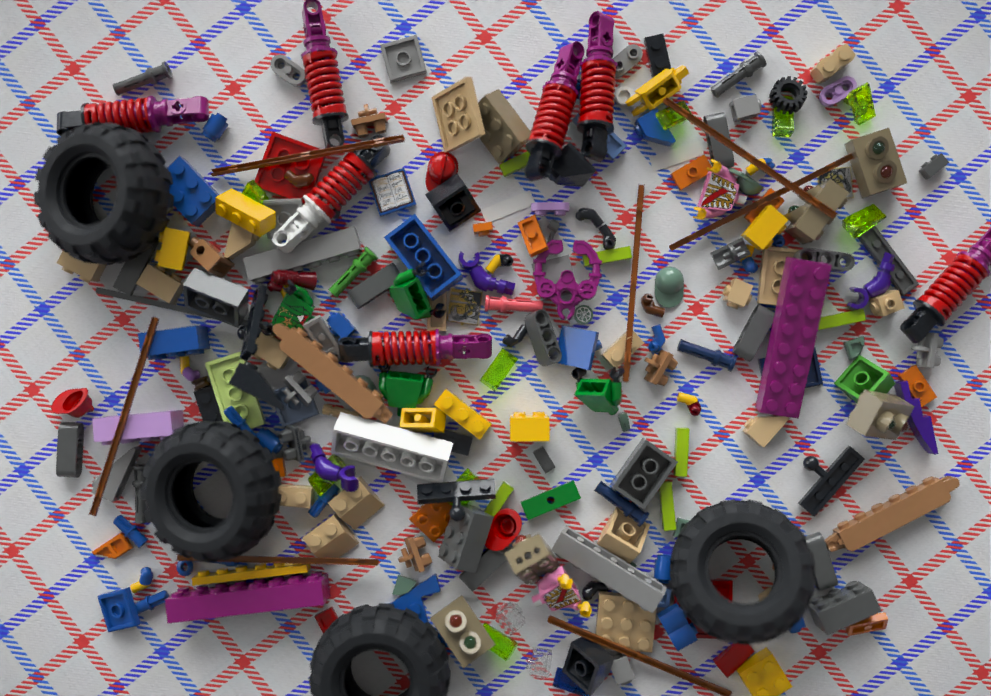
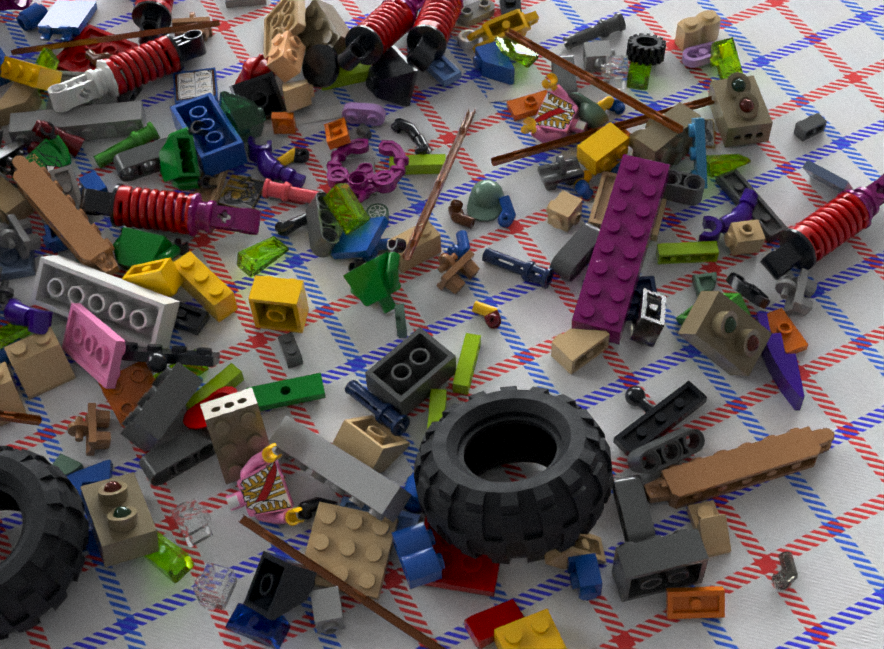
camera: 10 degrees right, 35 degrees down
(249, 129) = (66, 19): none -> tile
(398, 494) = (93, 345): none -> bright pink plate
(452, 240) = (243, 115): none -> clear green slope
(472, 162) = (286, 55): none -> light nougat brick
(488, 198) = (297, 94): none -> tan slope
(505, 167) = (320, 66): none -> black tile
(562, 325) = (346, 208): none -> clear neon green slope
(690, 298) = (508, 213): none -> blue arm
(763, 127) = (615, 70): none -> clear brick
(817, 394) = (648, 318): none -> clear smoke slope
(839, 512) = (676, 446): none -> dark grey beam
(847, 226) = (697, 153): none -> dark azure plate
(871, 564) = (711, 527): none -> tan slope
(891, 359) = (748, 290): none -> black tile
(926, 590) = (787, 574): none -> clear smoke arm
(953, 233) = (826, 177): none -> sand blue tile

